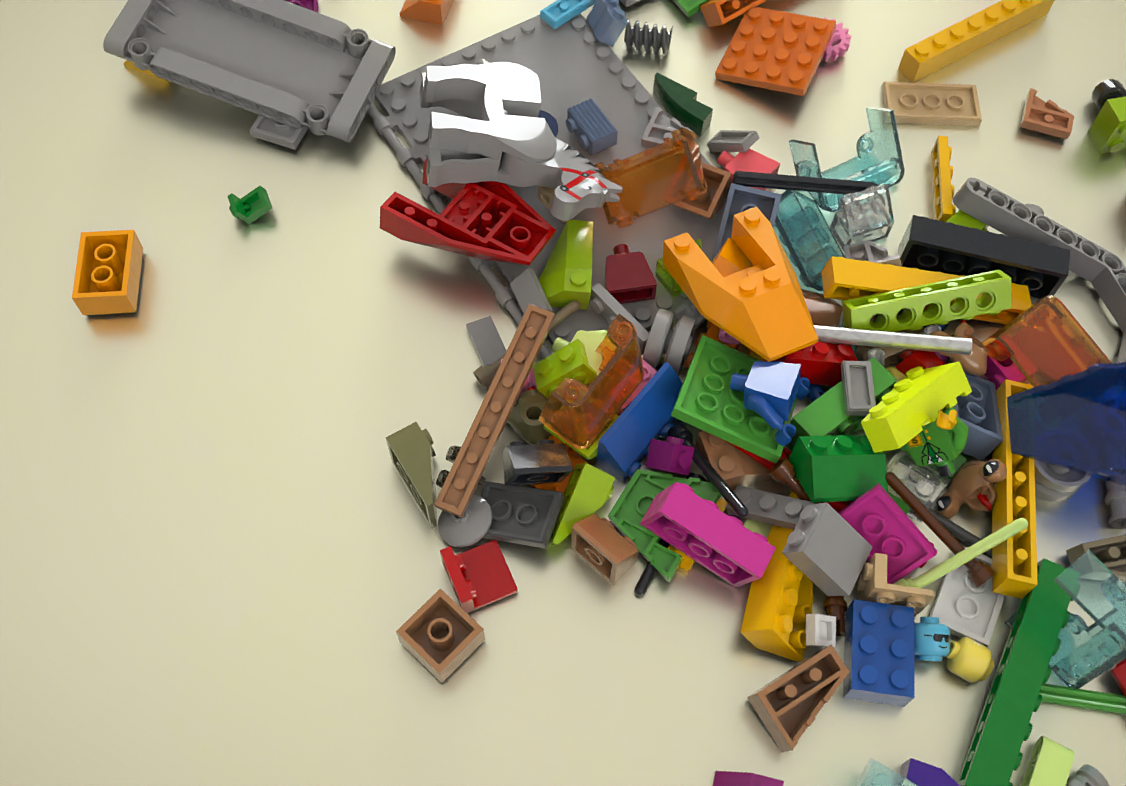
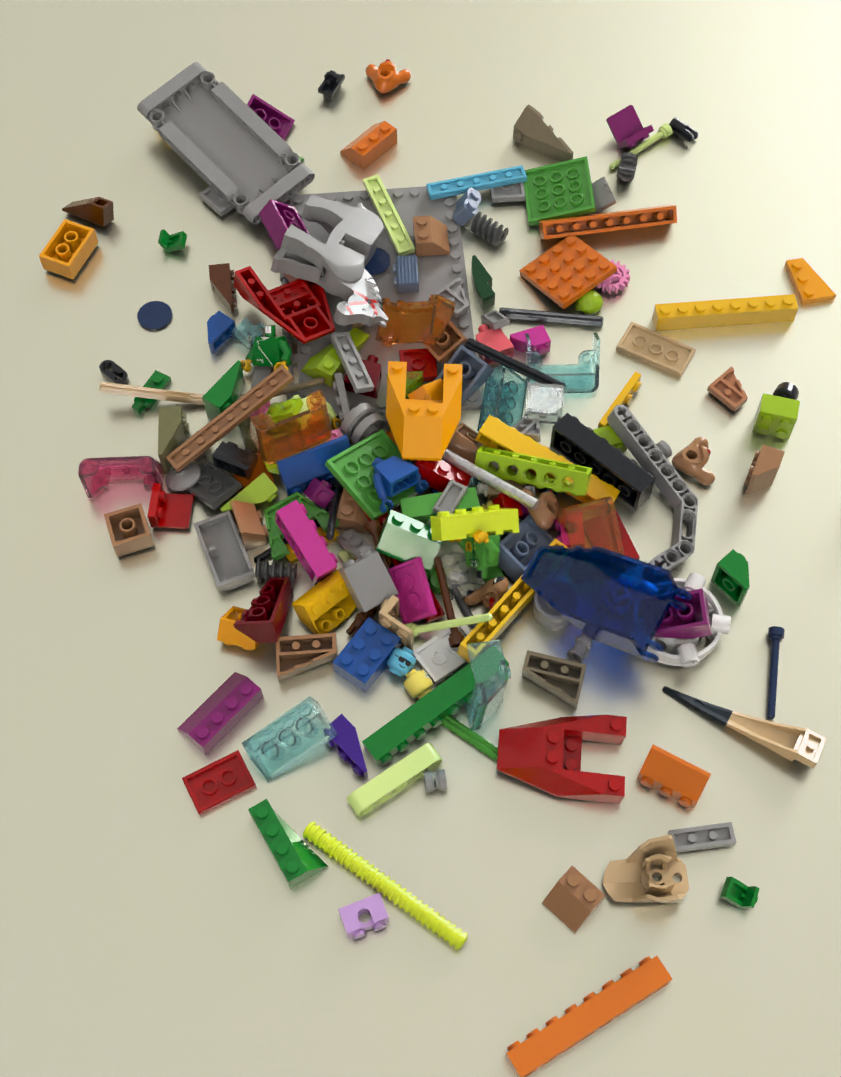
camera: 30 degrees right, 0 degrees up
(110, 206) = (94, 210): none -> reddish brown slope
(274, 420) = (116, 371): none -> black beam
(282, 313) = (154, 315): none -> dark blue piece
(343, 420) = (157, 380): none -> green hinge
(353, 235) = (221, 284): none -> reddish brown slope
(353, 421) = (151, 393): none -> tan axle
(388, 296) = (219, 329): none -> blue slope
(393, 128) = (278, 218): none -> magenta slope
(412, 532) = (98, 471): none -> clear pink windscreen
(433, 286) = (246, 332): none -> clear light blue brick
(459, 387) = (224, 391): none -> green slope
(482, 296) = (268, 351): none -> green torso
(499, 50) = (388, 215): none -> yellowish green plate
(529, 291) = (299, 363): light grey tile -> none
(586, 72) = (430, 236): none -> medium nougat slope
(595, 598) = (224, 551): none -> light grey container
(609, 263) = (352, 362): none -> light grey plate
(675, 224) = (420, 361): none -> red tile
(681, 595) = (267, 571): none -> dark grey piece
(689, 699) = (232, 636): none -> light orange slope
(727, 669) = (267, 612): none -> dark red wedge
(780, 149) = (539, 340): none -> dark pink slope
(792, 111) = (555, 317): none -> axle
(820, 630) = (339, 625): white plate -> none
(824, 79) = (589, 303): none -> lime hair
(1075, 210) = (693, 459): none -> medium nougat head

